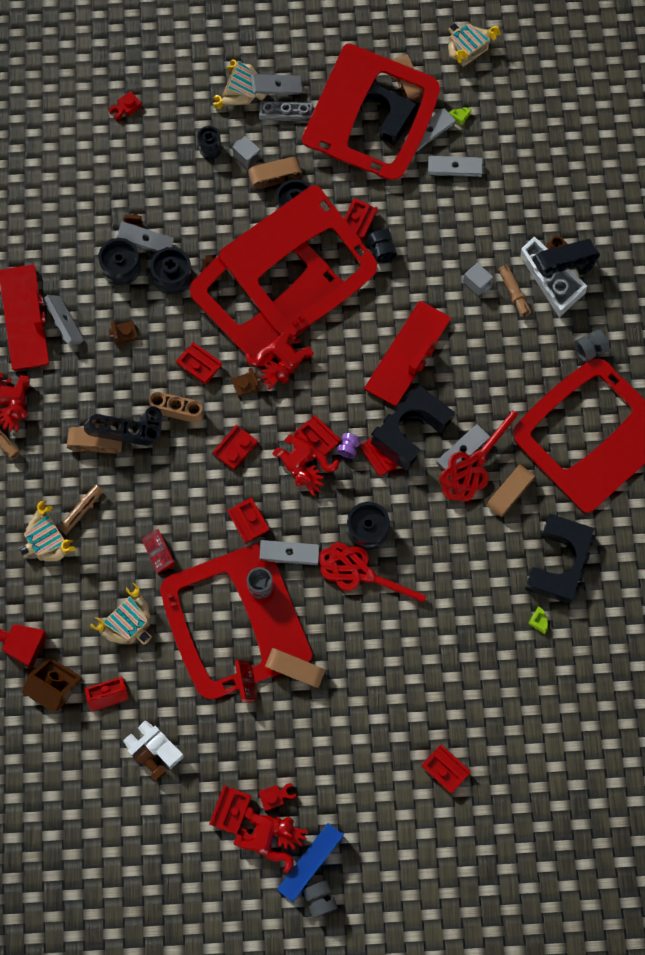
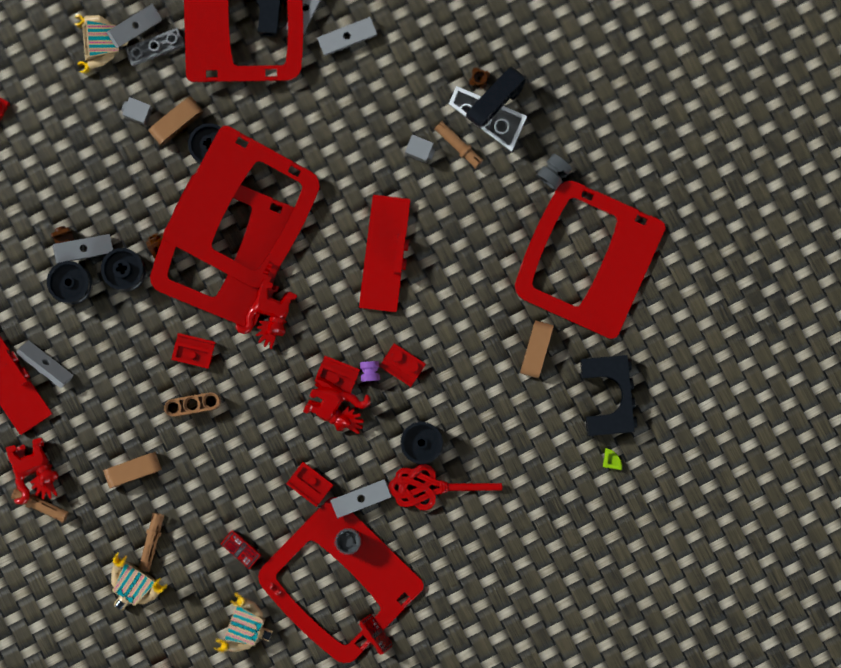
camera: 20 degrees left, 15 degrees up
(123, 332) = (106, 351): reddish brown bracket -> none
(123, 425) = (154, 450): black beam -> none
(209, 142) = (96, 117): black wheel -> none
(235, 447) = (265, 418): red plate -> none
(246, 383) = (246, 351): reddish brown bracket -> none
(295, 668) = (414, 603): medium nougat beam -> none
(360, 217) = (278, 133): red plate -> none
(383, 246) = (313, 154): black wheel -> none
(418, 405) = (418, 302): black arch -> none
(445, 769) = (584, 633): red plate -> none
(469, 442) = (472, 340): light grey tile -> none
(470, 473) = (491, 350): red piece -> none

